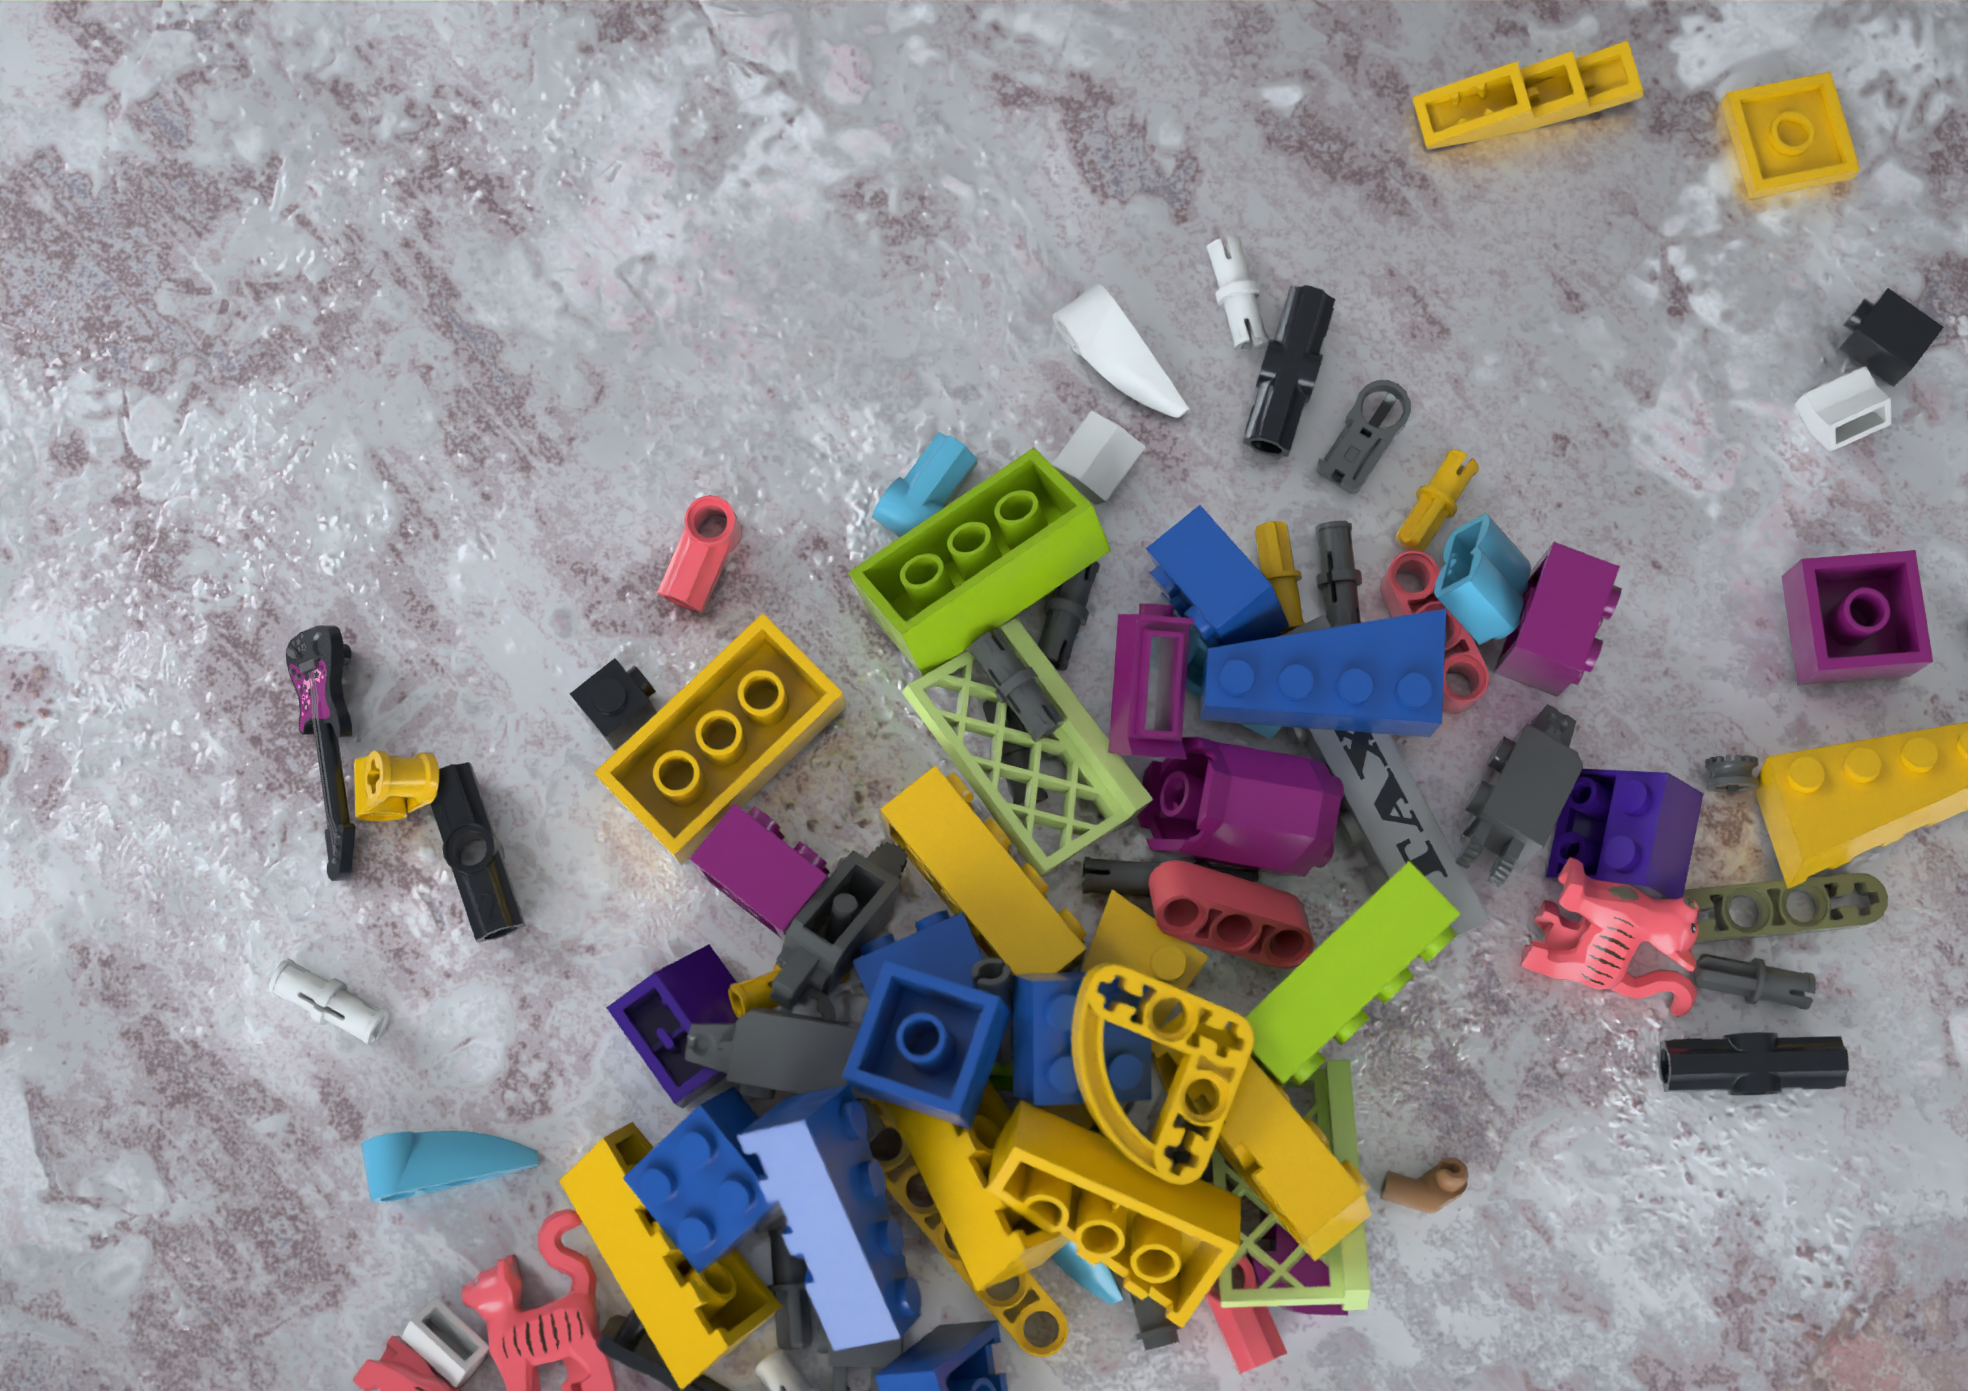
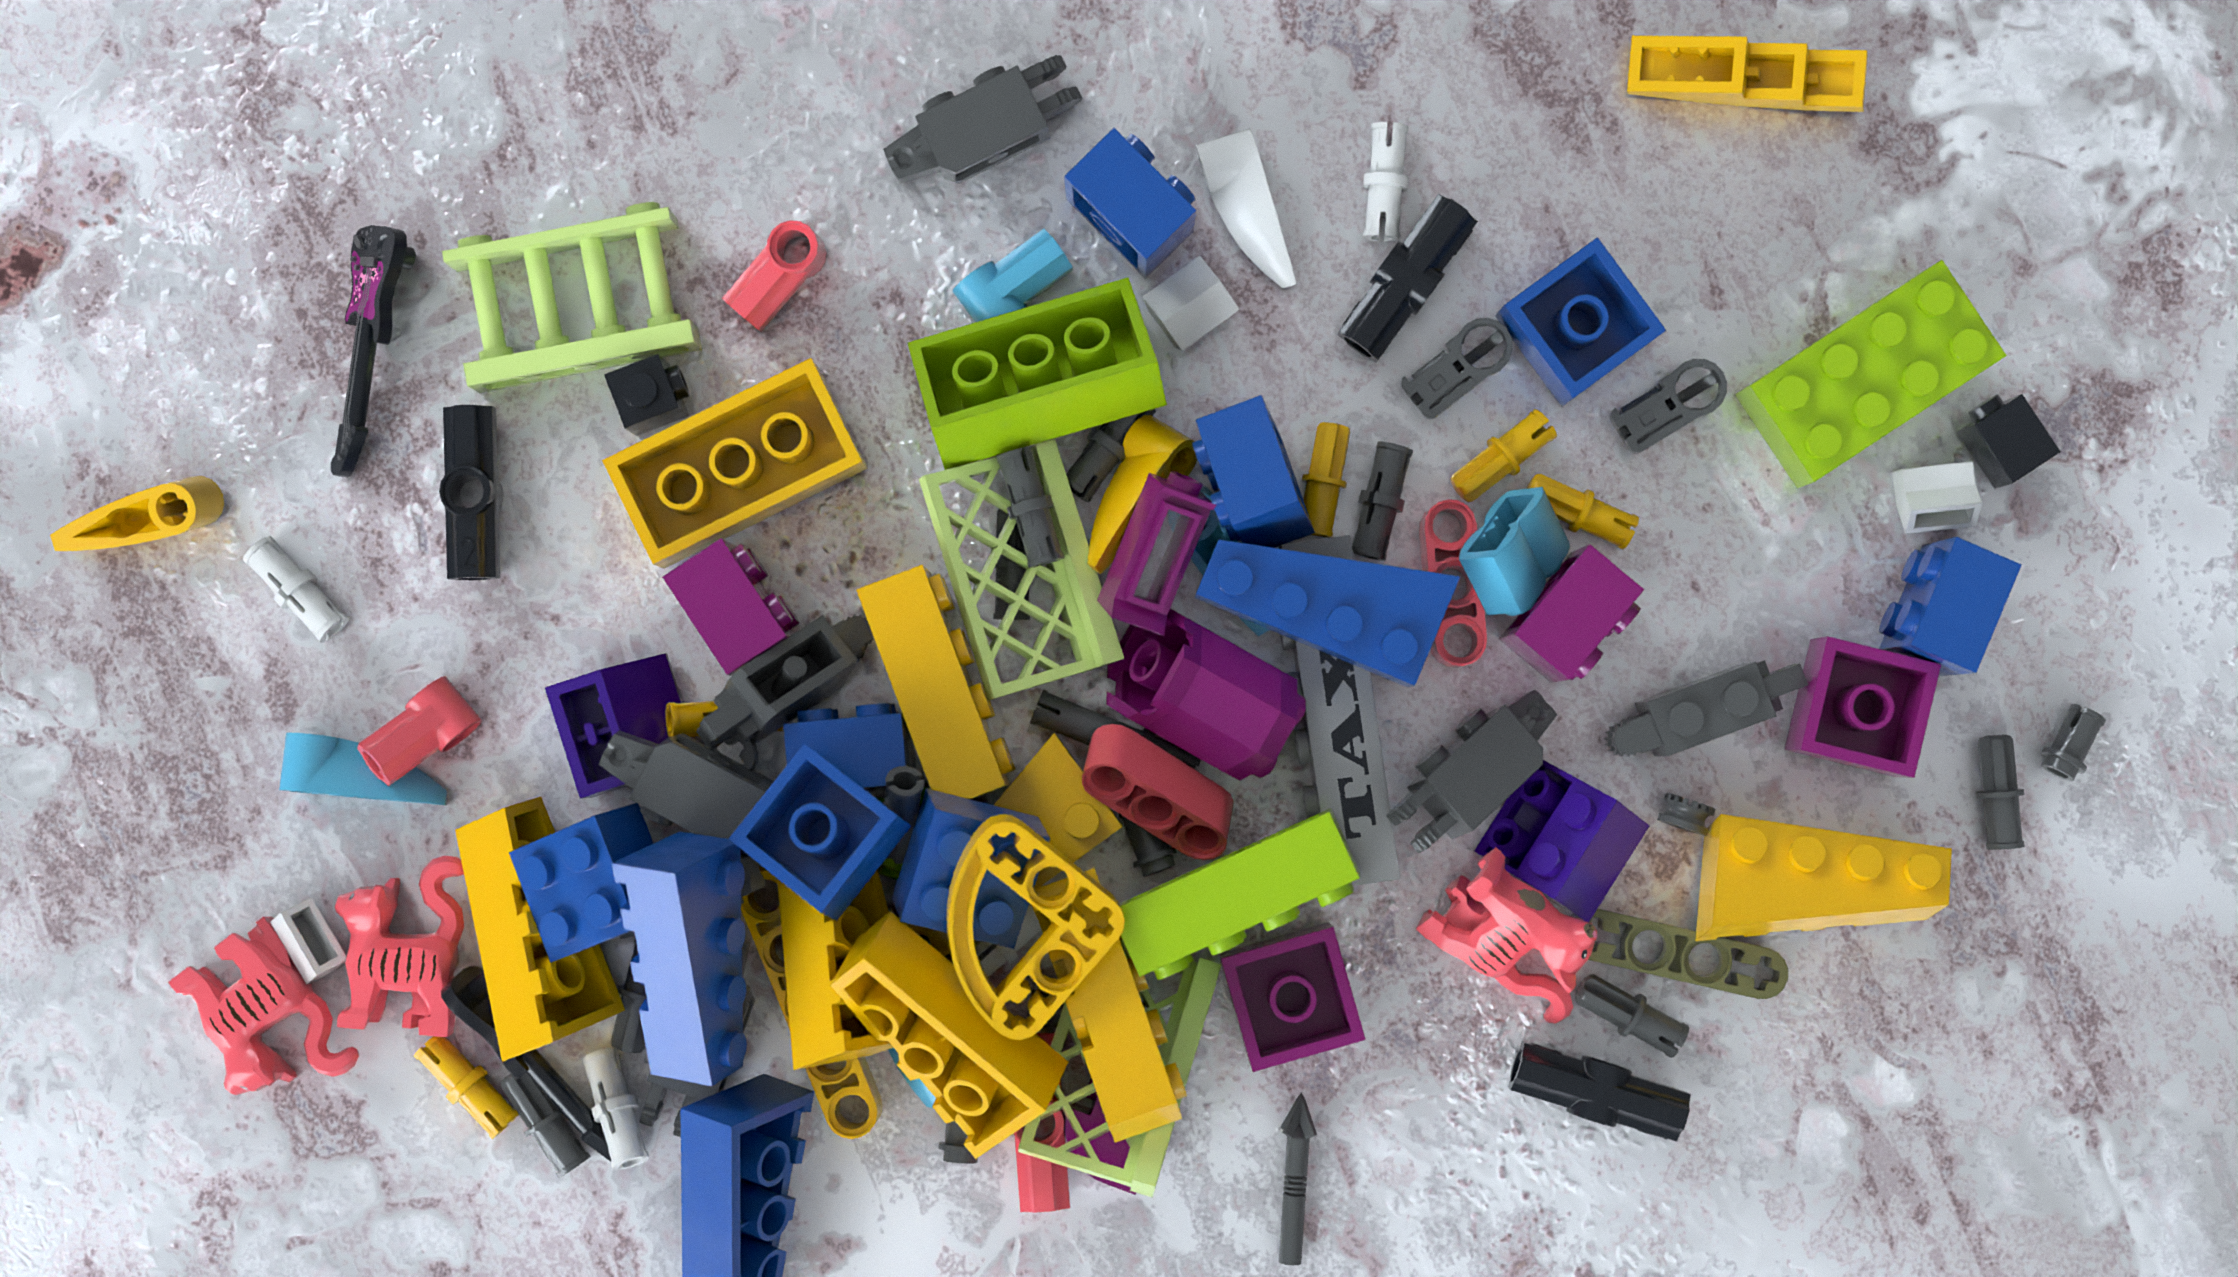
camera: 20 degrees right, 10 degrees up
(157, 979) = (145, 516): none -> yellow piece
(393, 785) = (414, 404): yellow piece -> none
(500, 1085) = (432, 722): none -> coral piece
(513, 696) = (554, 353): none -> yellowish green fence
(847, 359) = (981, 125): none -> dark grey hinge
(1012, 379) = (1131, 201): none -> blue brick
(1103, 598) = (1148, 448): none -> yellow piece
(1237, 974) = (1151, 852): none -> dark grey pin
(1428, 1069) = (1291, 996): none -> magenta brick
(1430, 1191) = (1257, 1104): medium nougat arm -> none
(1463, 356) = (1580, 321): none -> blue brick
(1480, 1201) = (1298, 1129): none -> dark grey piece
(1535, 527) = (1586, 512): none -> yellow axle
(1568, 414) = (1663, 411): none -> dark grey piece
(1710, 670) = (1704, 709): none -> dark grey hinge
(1742, 320) = (1870, 375): none -> lime brick
(1790, 135) = (1995, 199): yellow tile -> none
(1900, 493) = (1949, 604): none -> blue brick

